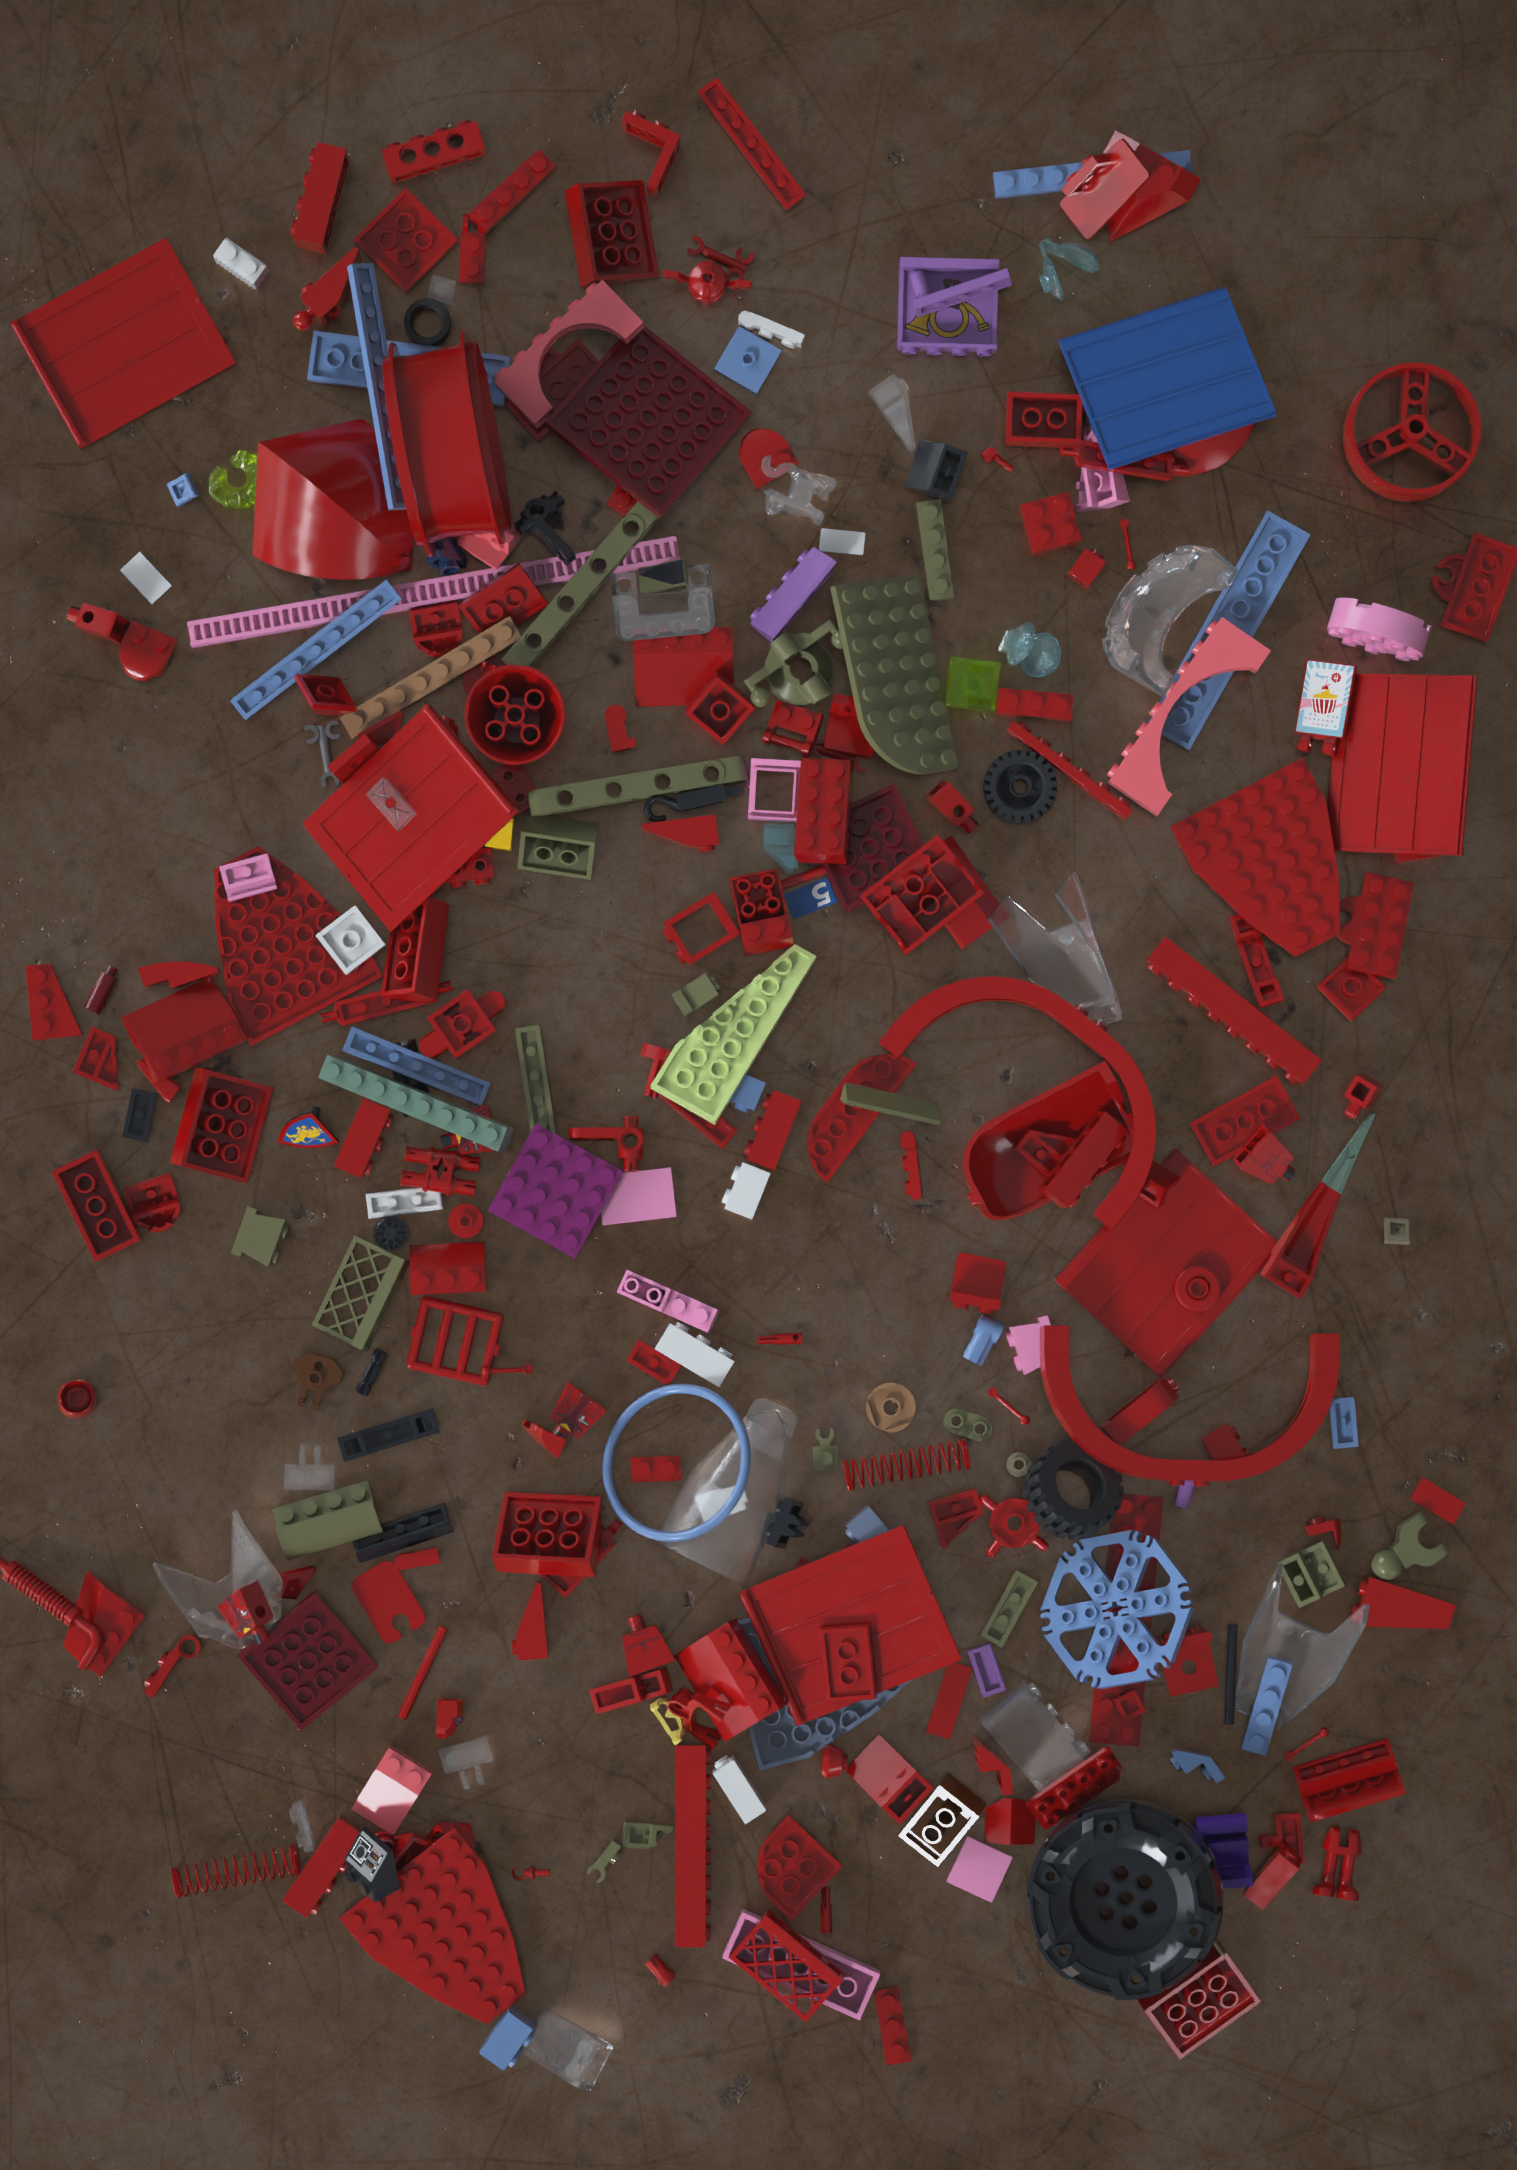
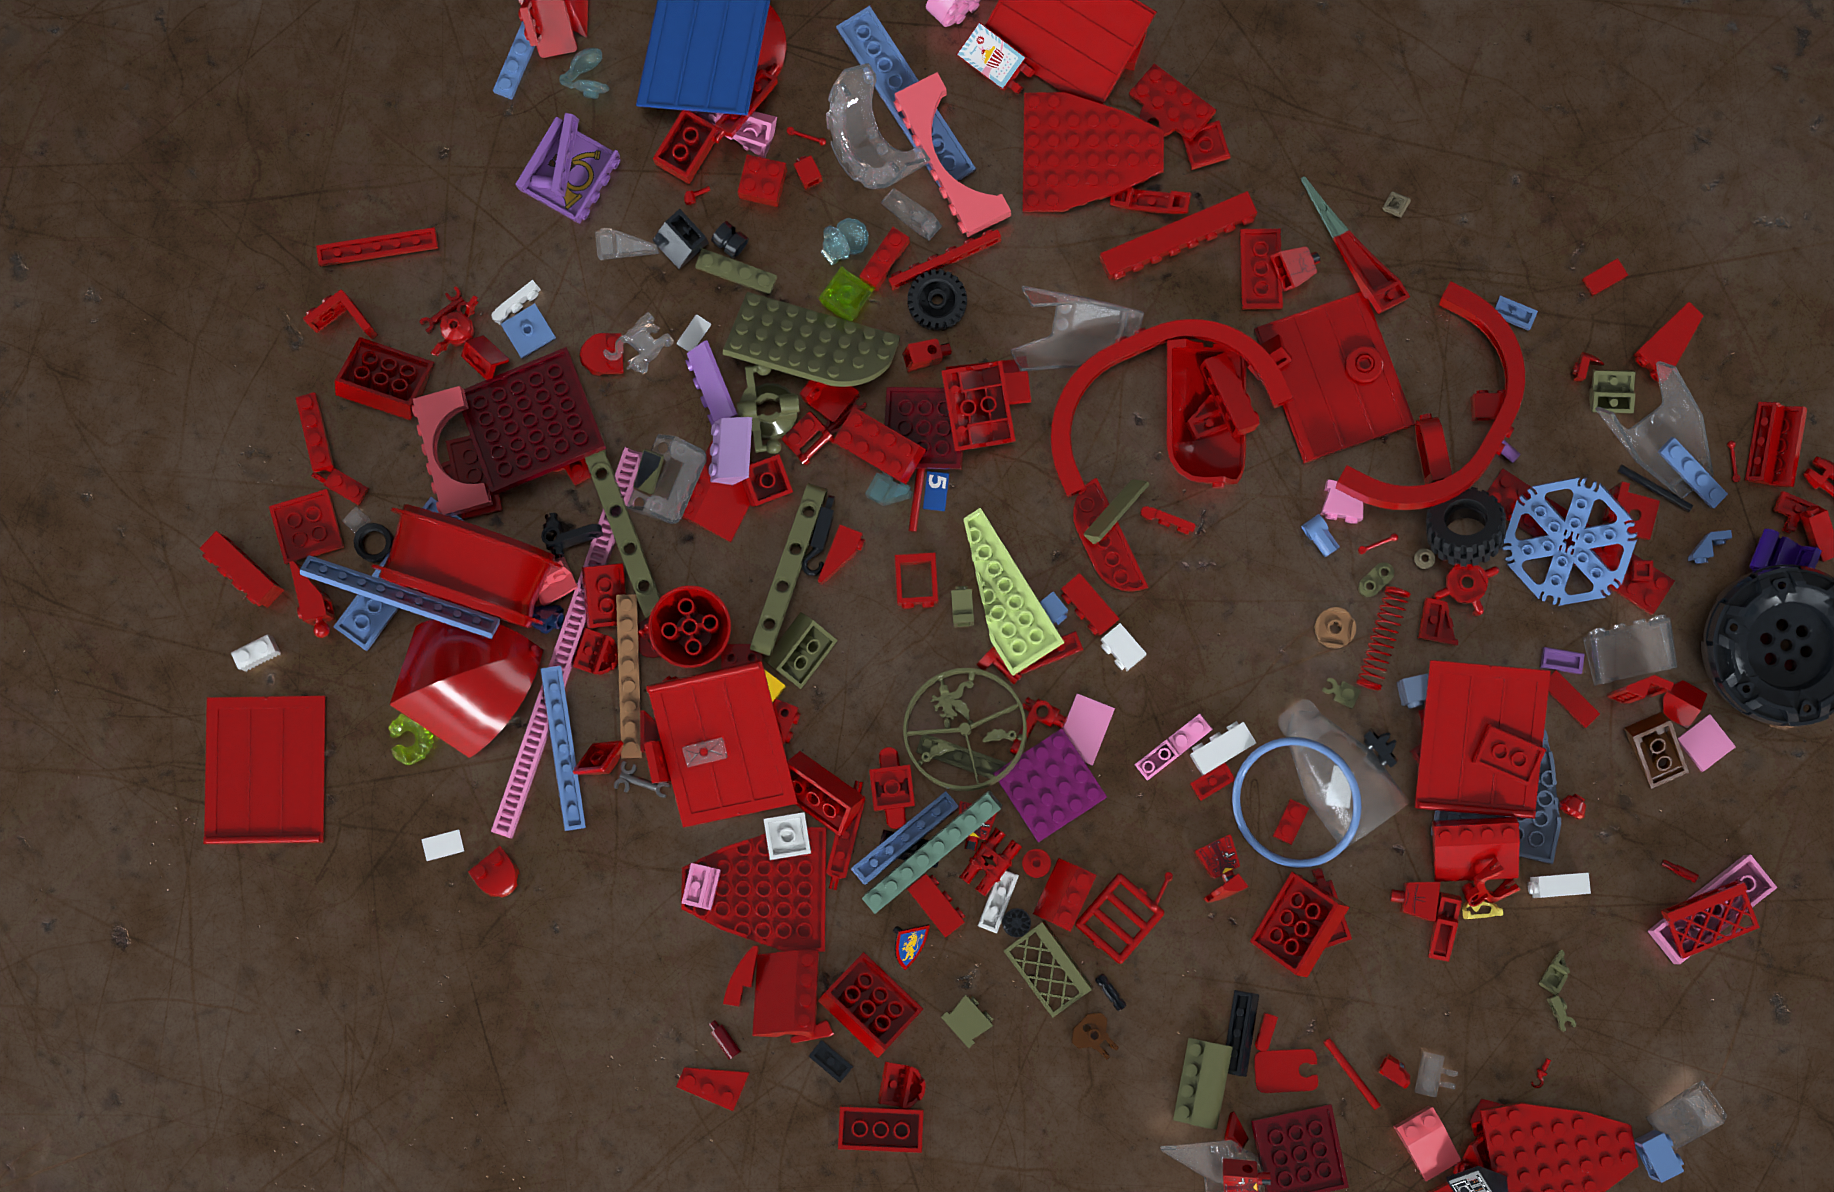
camera: 50 degrees left, 5 degrees down
(98, 1059) = (773, 1069): red wing -> none
(99, 622) = (455, 895): red torso -> none
(183, 489) = (394, 782): medium blue tile -> none
(309, 1476) = (1163, 1078): clear hinge -> none
(388, 1435) = (1163, 1004): black slope -> none
(447, 156) = (259, 483): red brick -> none
(532, 1634) = (1365, 977): red slope -> none
(586, 1032) = (948, 700): none -> olive piece
(615, 721) = (740, 563): red leg -> none
(661, 1972) = (1663, 1015): red pin -> none
(691, 1845) = (1582, 943): red brick -> none
(693, 327) = (483, 356): none -> red panel
(729, 653) = (730, 450): none -> lavender slope
(761, 912) = (927, 529): red slope -> none
(772, 765) = (819, 477): bright pink piece -> none
(781, 1339) = (1248, 670): red piece -> none
(793, 1867) = (1636, 877): red plate -> none
(889, 1779) = (1608, 772): red slope -> none
(892, 2025) = (1789, 867): red plate -> none
(965, 524) = (732, 241): none -> black wheel
(977, 1282) = (1277, 518): red bracket -> none
(1009, 1608) = (1526, 620): olive plate -> none
(1076, 1788) = (1685, 639): red bracket -> none
(1101, 707) = (912, 214): none -> clear slope
(1362, 1093) = (1285, 176): red brick -> none
(1407, 1550) = (1630, 315): olive piece -> none

